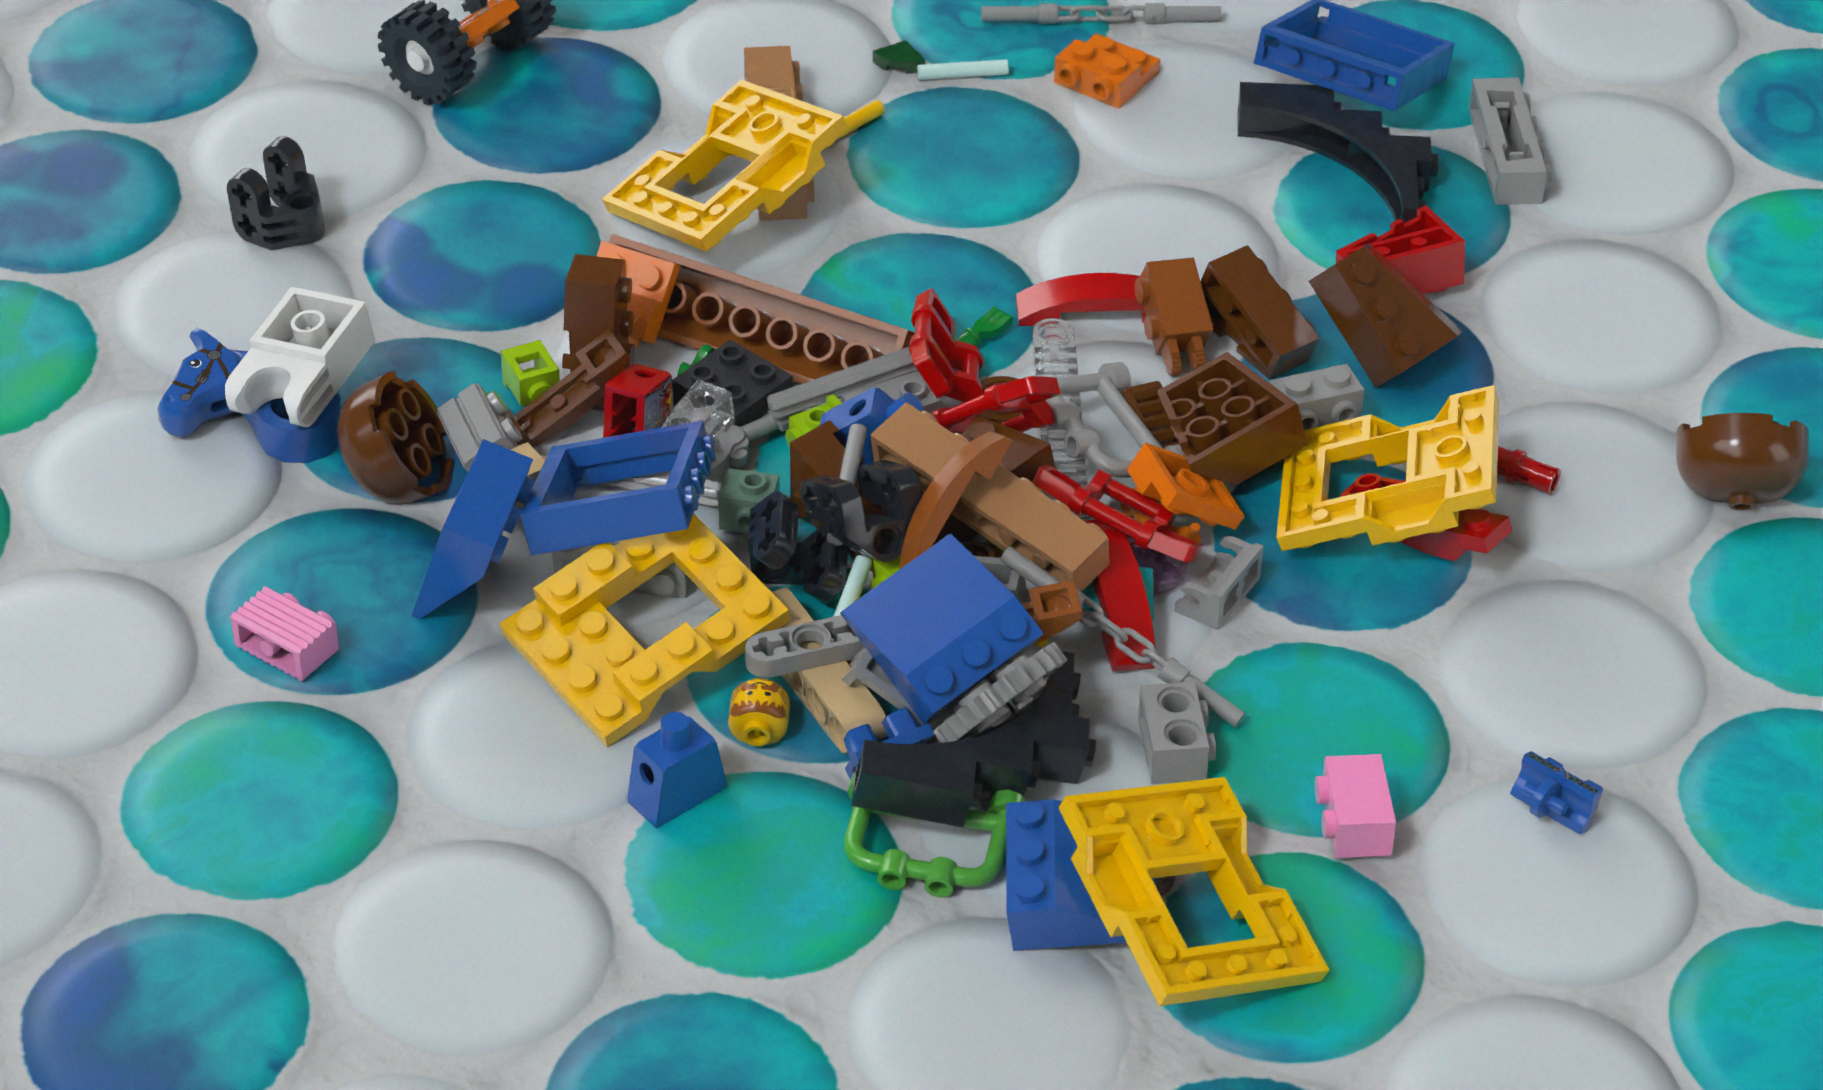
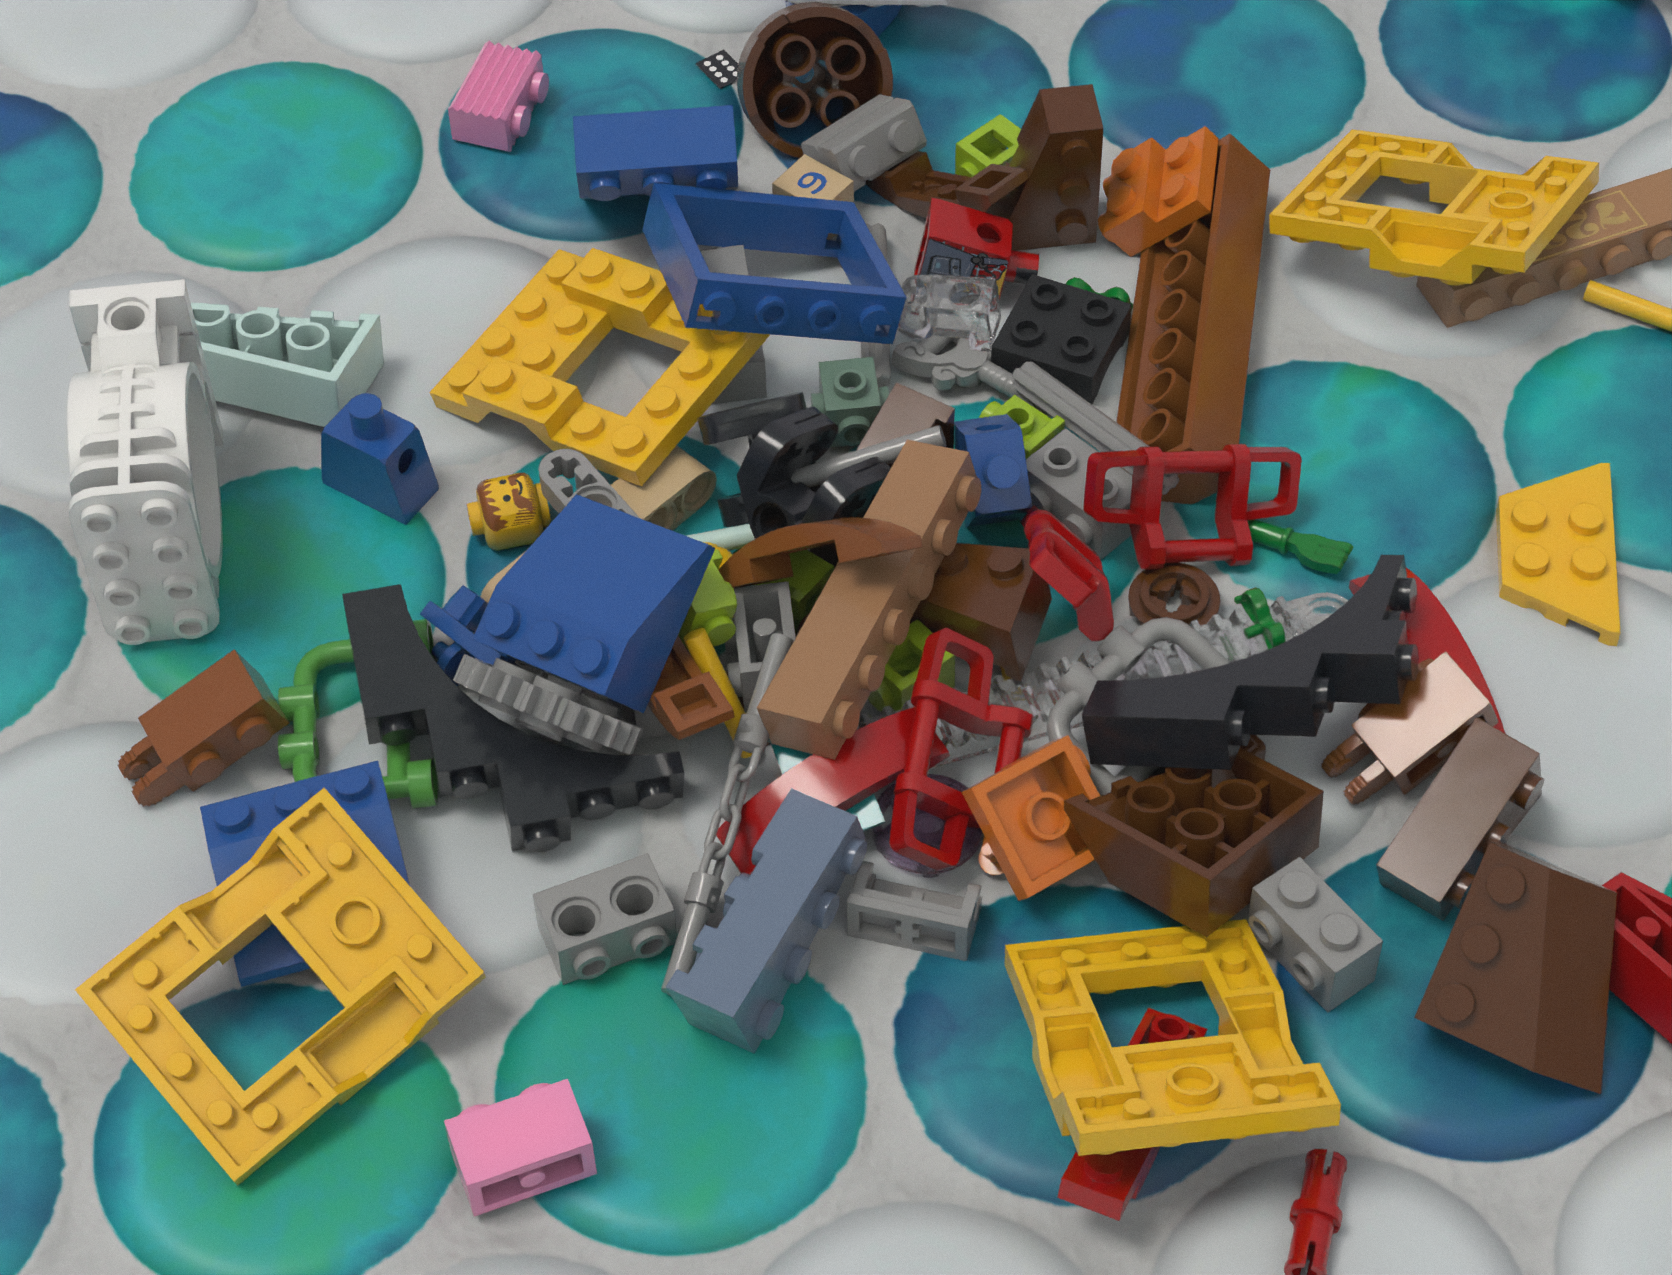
camera: 75 degrees right, 10 degrees up
(315, 509) = (719, 68): none -> black sticker
(529, 819) = (289, 363): none -> light aqua wedge
(696, 890) = (145, 462): none -> white brick
(912, 912) = (202, 730): none -> dark orange hinge
(1038, 223) = (1561, 550): none -> yellow wing
(1074, 349) = (1258, 611): none -> green piece
(1154, 372) = (1283, 691): none -> black arch
(1231, 632) = (770, 922): none -> sand blue wedge

